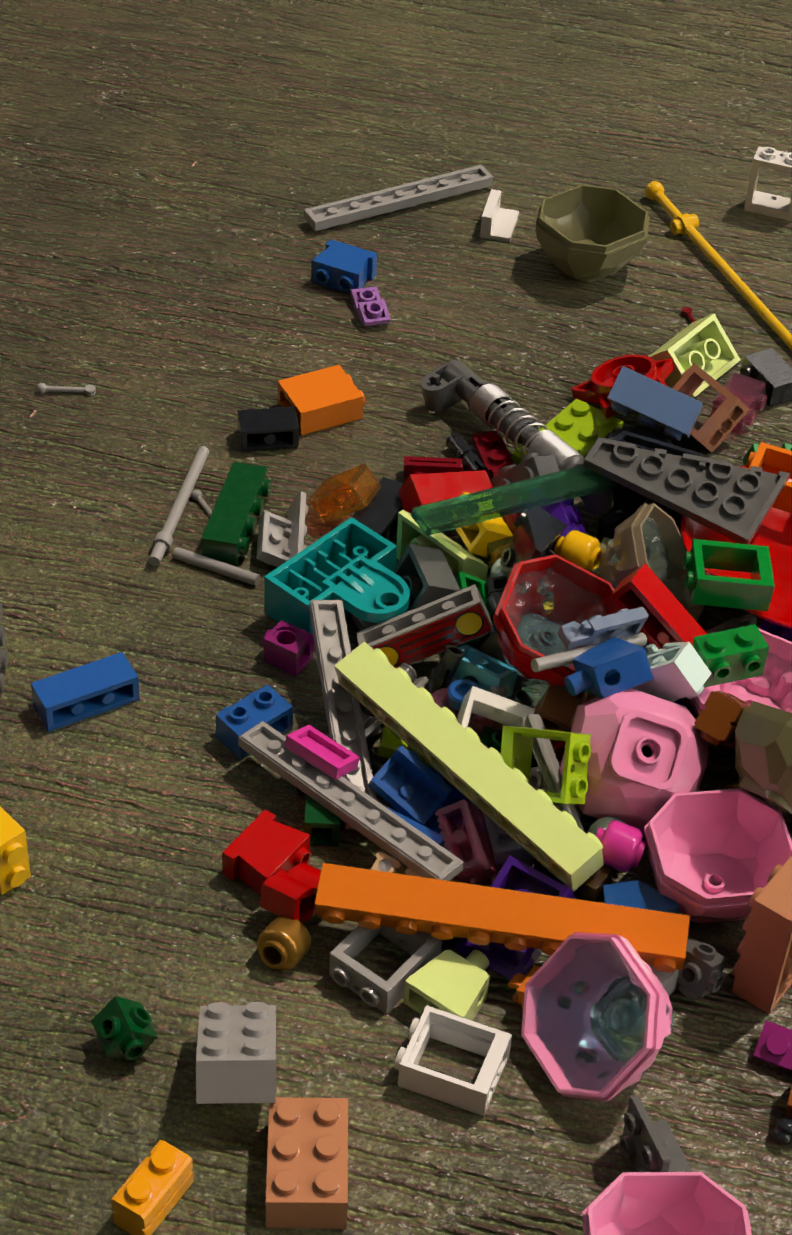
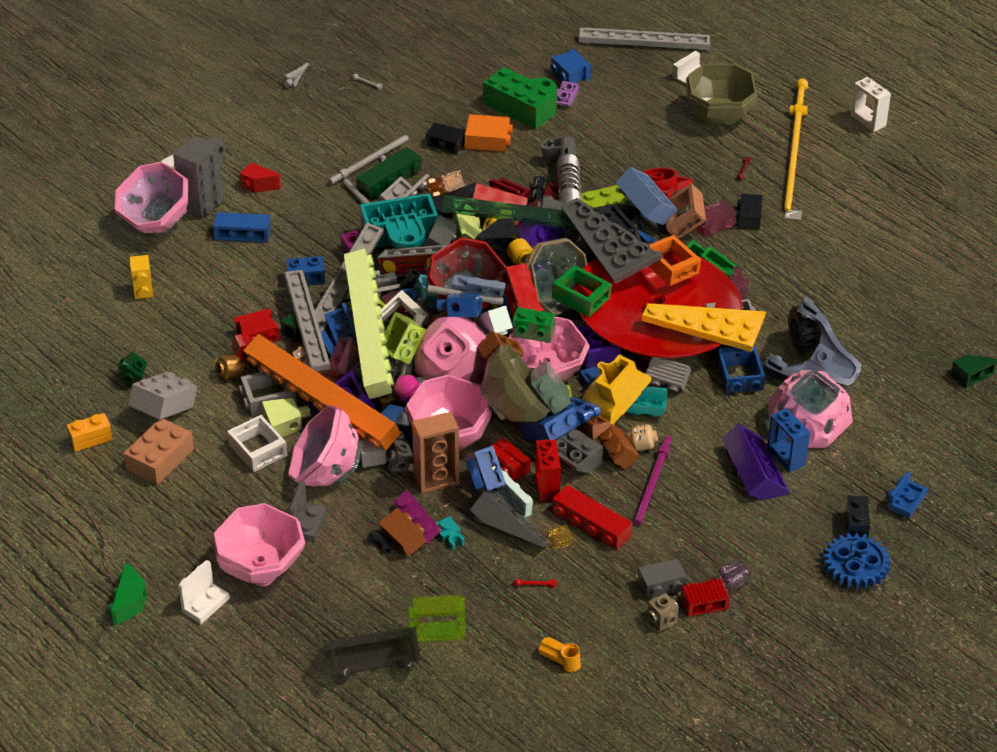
camera: 35 degrees right, 0 degrees up
(41, 600) = (259, 179): none -> red slope
(320, 331) = (521, 98): none -> green brick
(321, 751) = (312, 292): dark pink tile -> none
(699, 343) = (720, 183): yellowish green slope -> none

